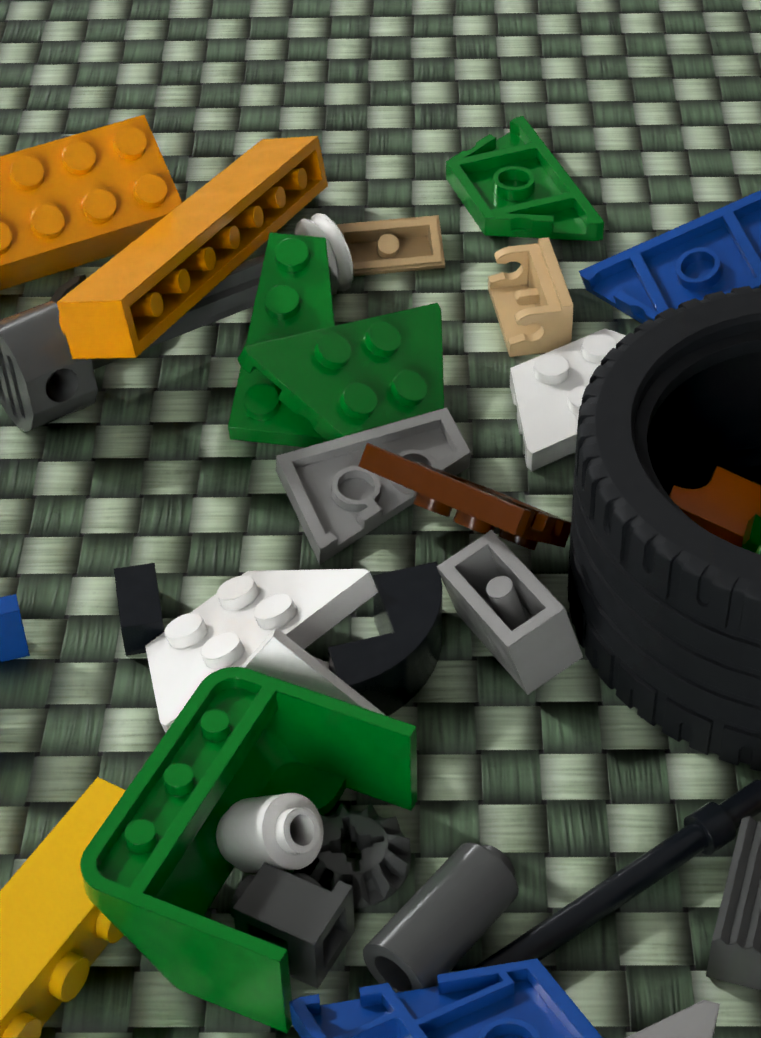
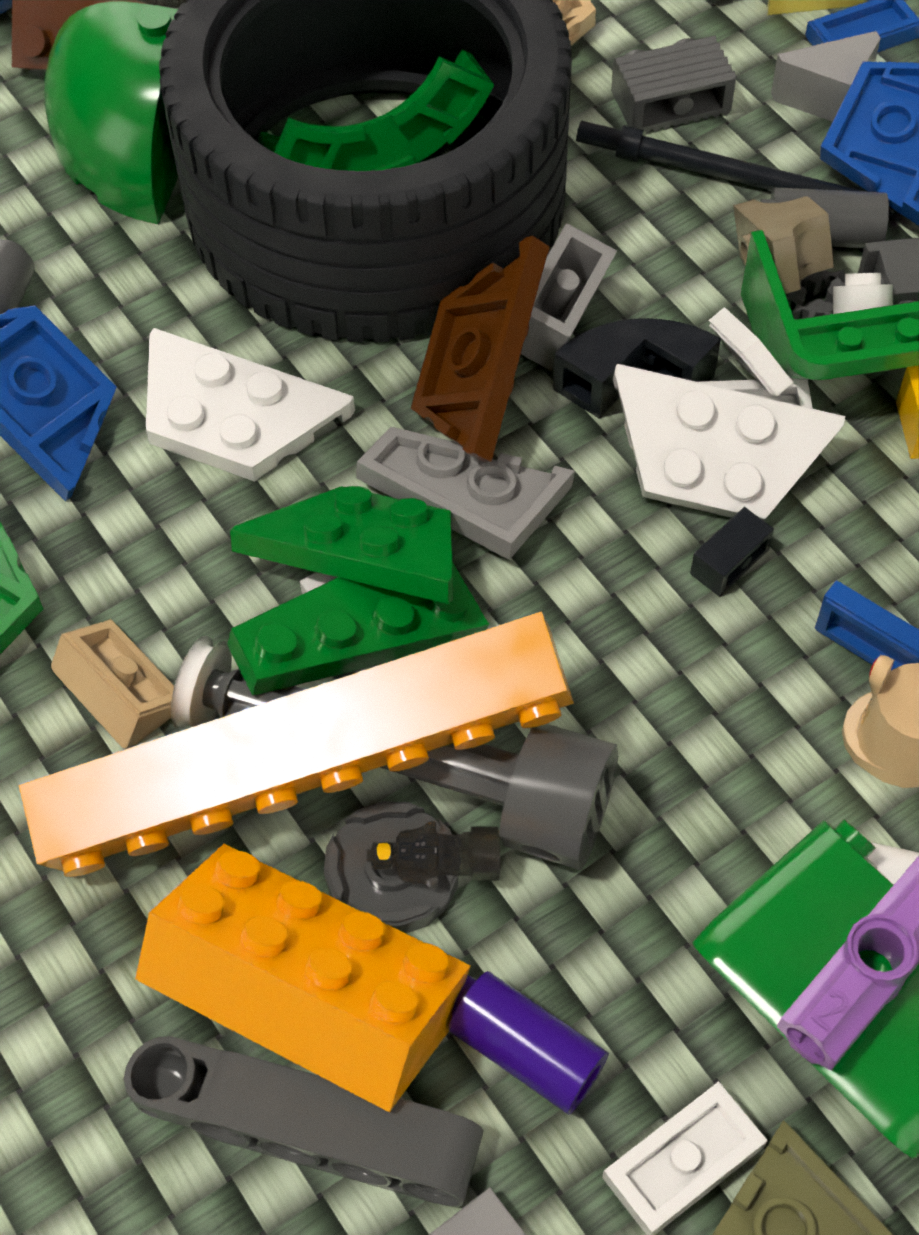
camera: 125 degrees left, 15 degrees up
(416, 811) = (795, 235): none -> dark tan brick
(532, 301) = (139, 501): tan hinge -> none

